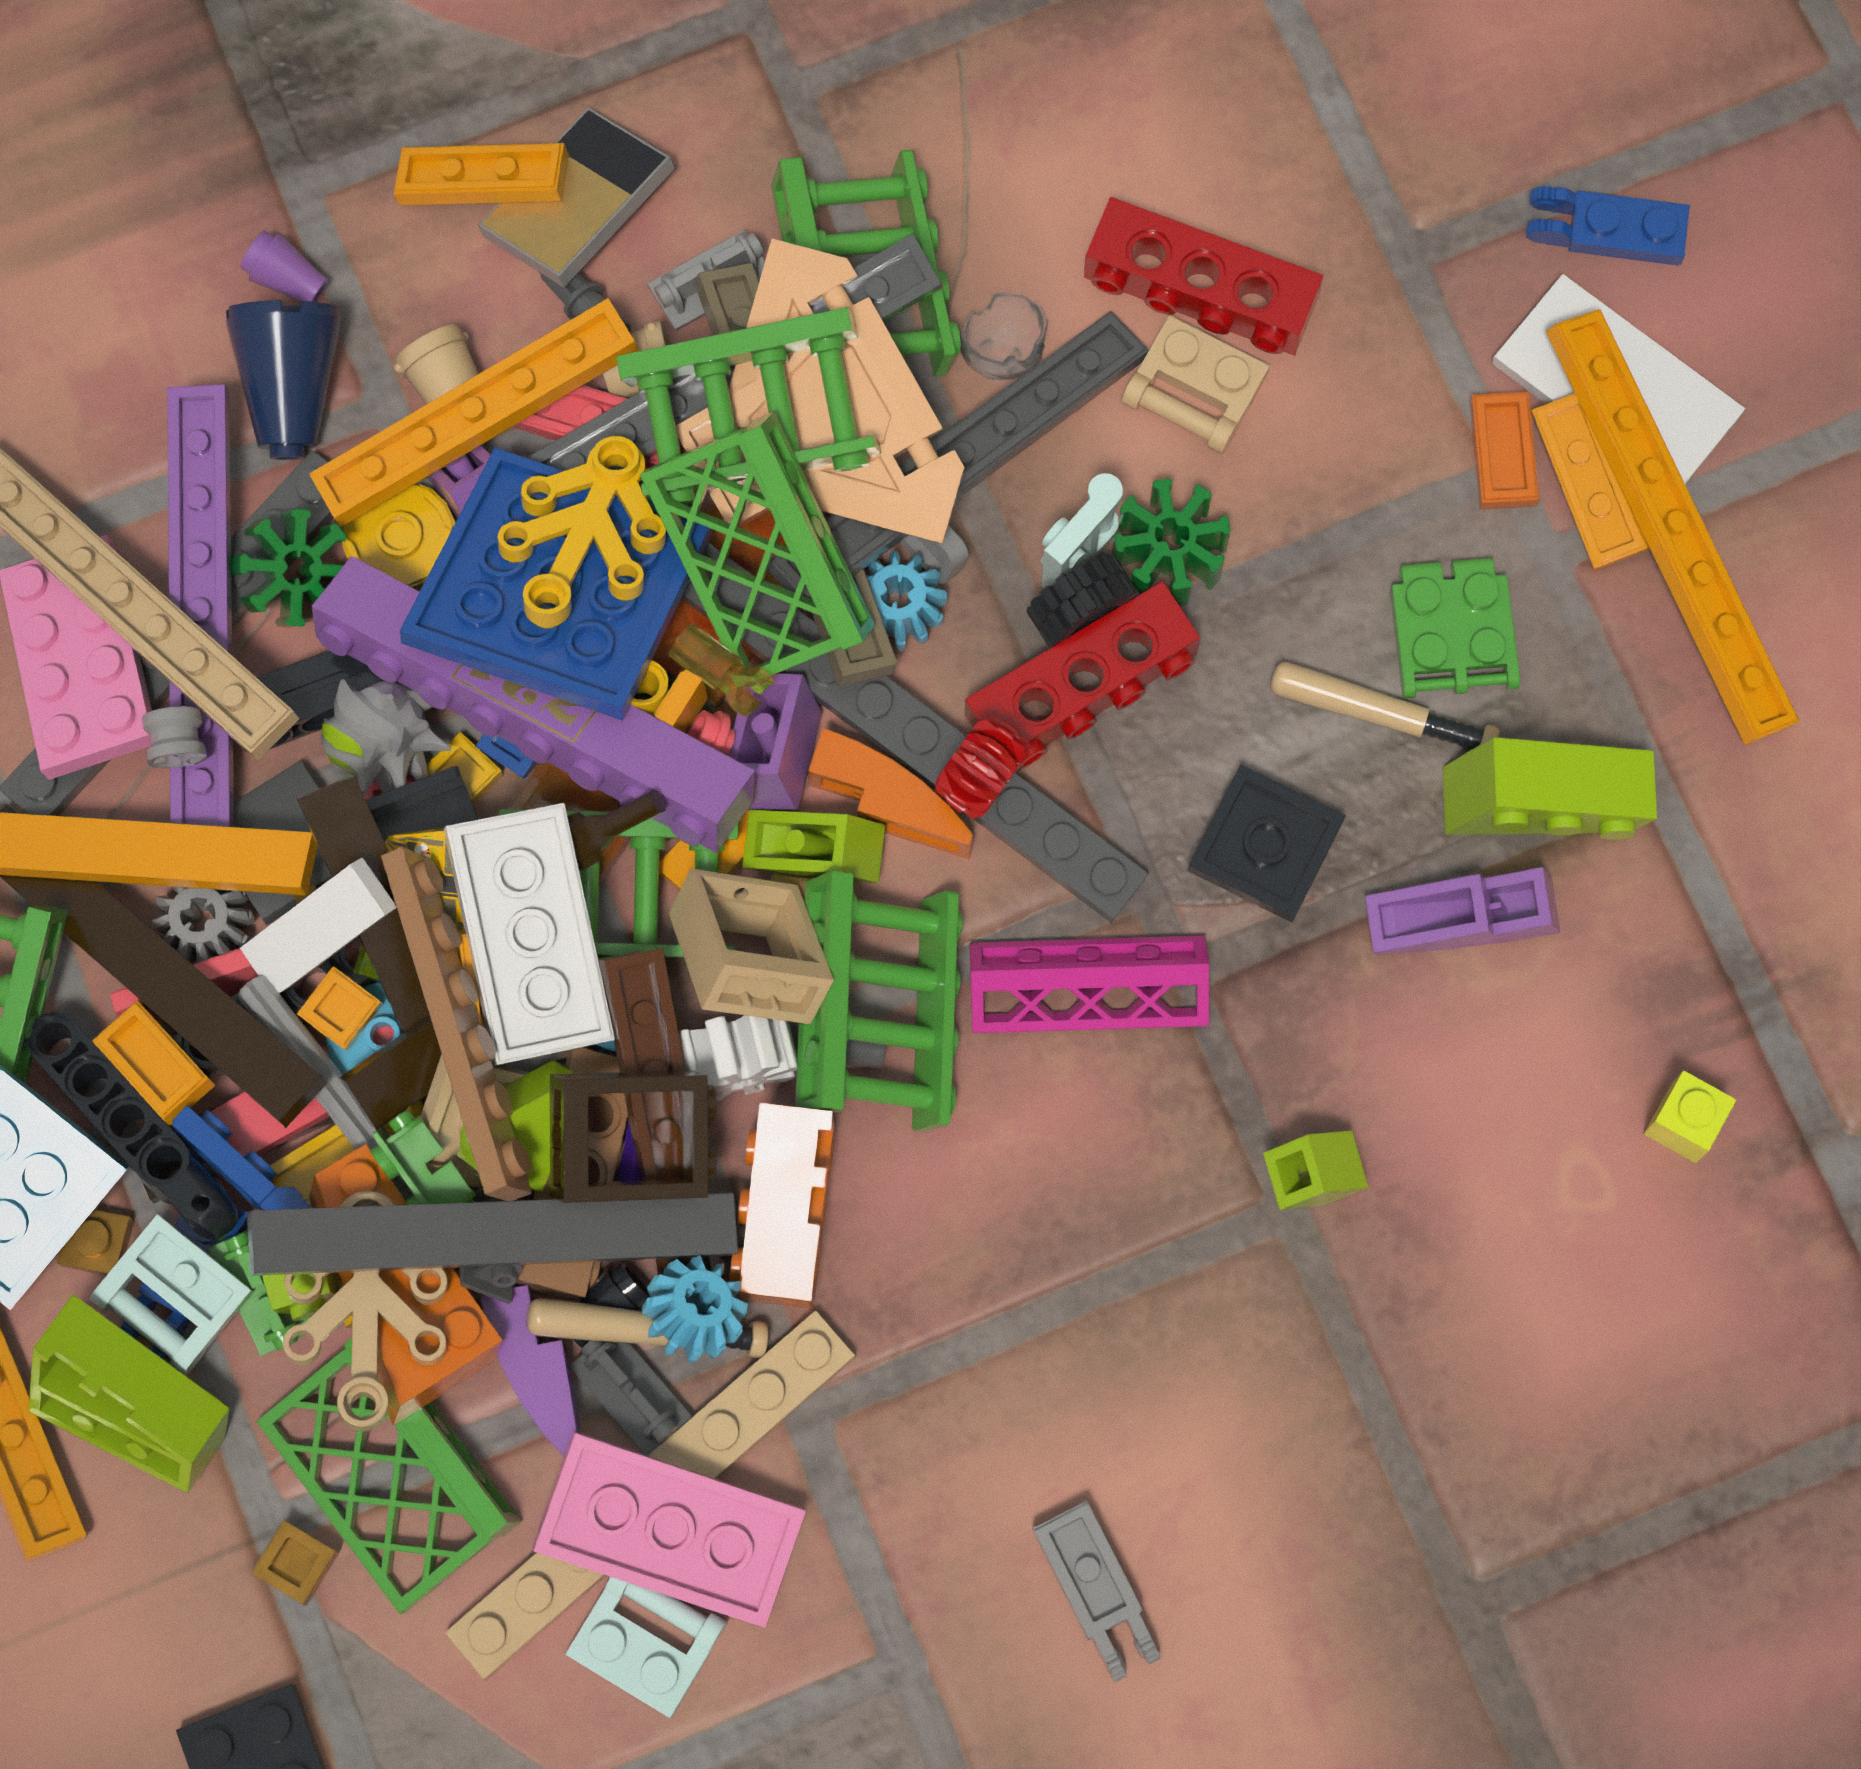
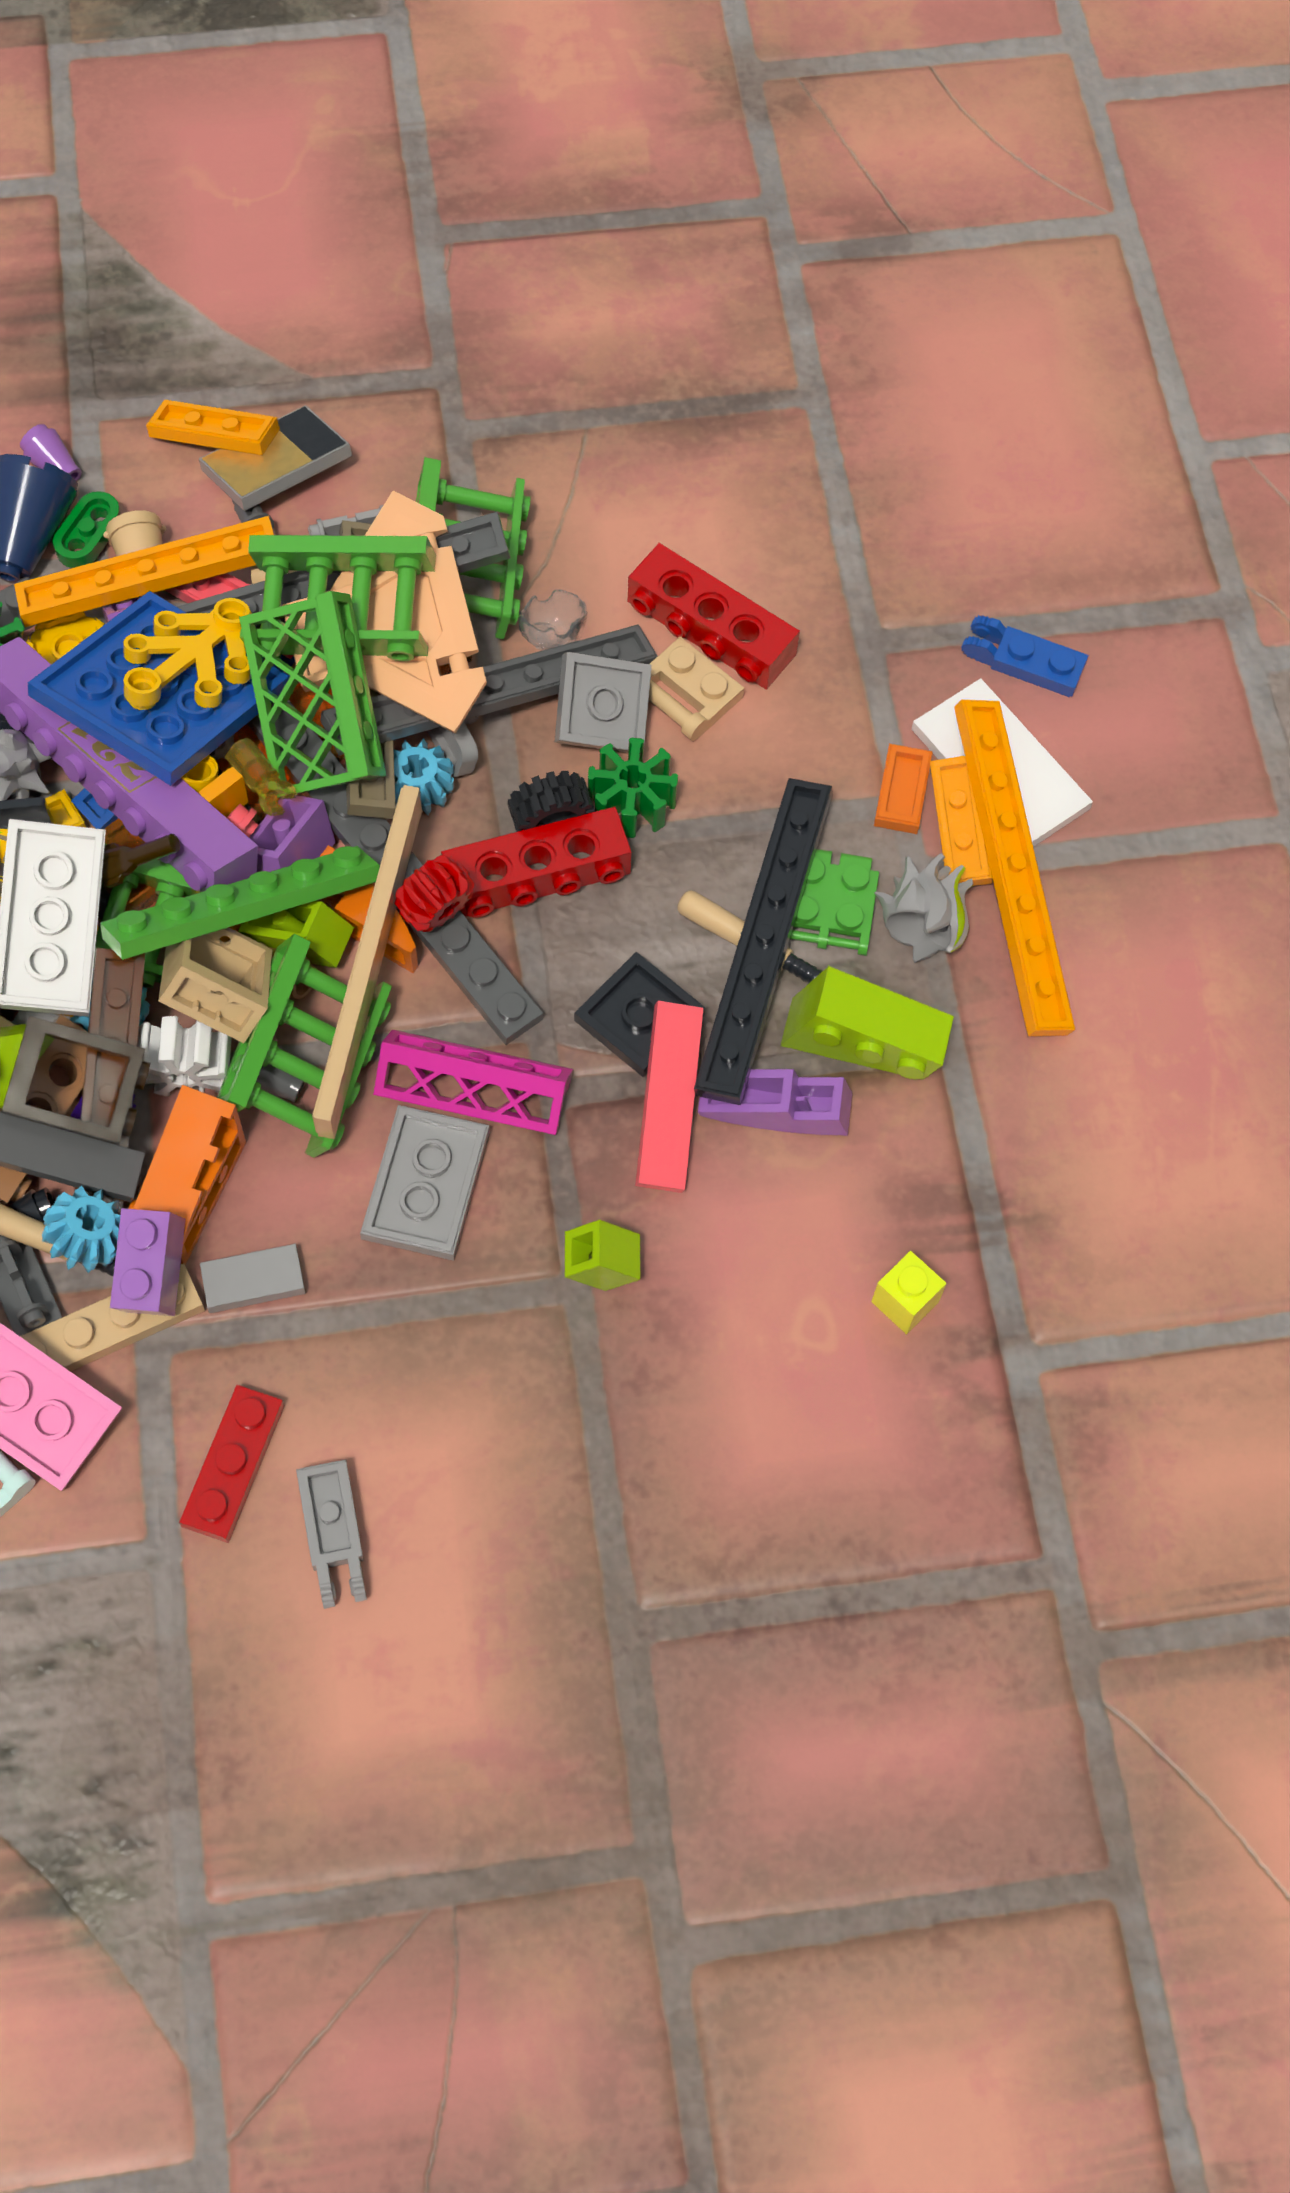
camera: 10 degrees right, 10 degrees down
(365, 365) = (82, 530): none -> green plate
(754, 848) = (238, 902): none -> bright green plate
(786, 1333) = (147, 1262): none -> medium lavender brick
(901, 1305) = (252, 1278): none -> light grey tile
(926, 874) = (367, 964): none -> tan tile
(951, 1538) = (232, 1464): none -> red plate
(1070, 1128) = (425, 1182): none -> light grey tile
(1086, 533) = (560, 752): light aqua plate -> none
(1100, 431) = (601, 701): none -> light grey plate
(1335, 943) = (669, 1097): none -> coral tile
(1394, 709) = (763, 942): none -> black tile
(1584, 614) = (927, 908): none -> light grey hair

